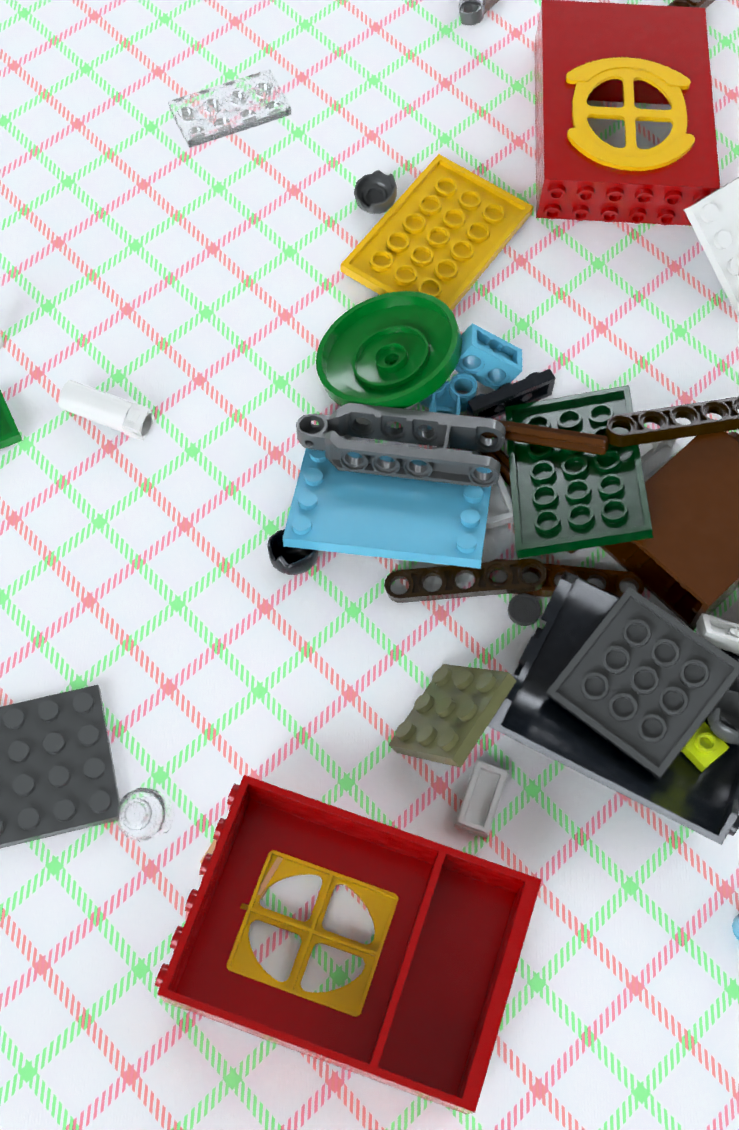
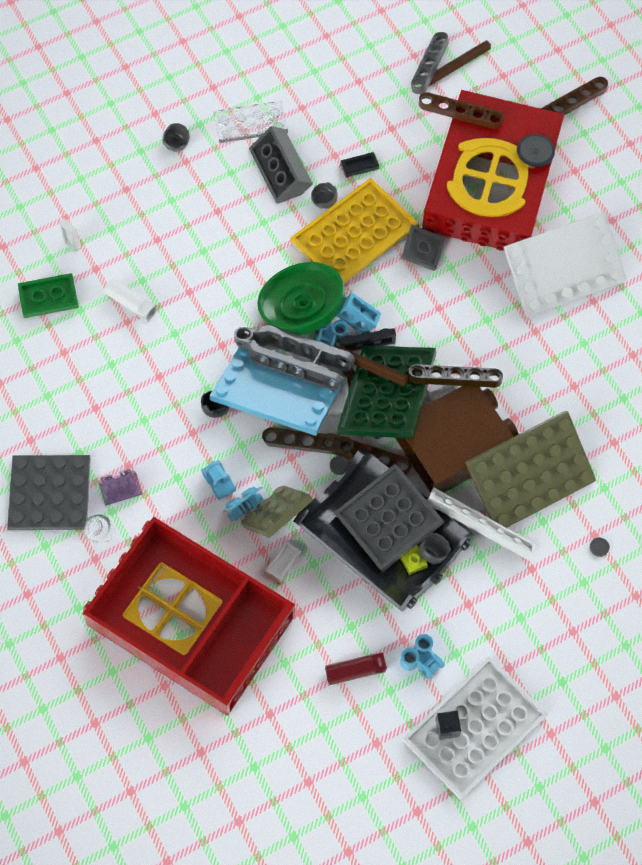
camera: 15 degrees right, 0 degrees up
(119, 148) = (176, 137): none -> dark grey hair
(164, 729) = (119, 487): none -> clear purple bracket
(293, 161) = (280, 165): none -> dark grey slope
(333, 679) = (218, 479): none -> medium azure piece
(393, 701) = (247, 495): none -> medium azure hinge
(414, 141) = (359, 164): none -> black tile
(550, 241) = (423, 248): none -> dark grey plate
(566, 22) = (469, 109): none -> reddish brown beam
(667, 966) = (355, 668): none -> dark red piece
(685, 62) = (536, 150): none -> dark grey wheel

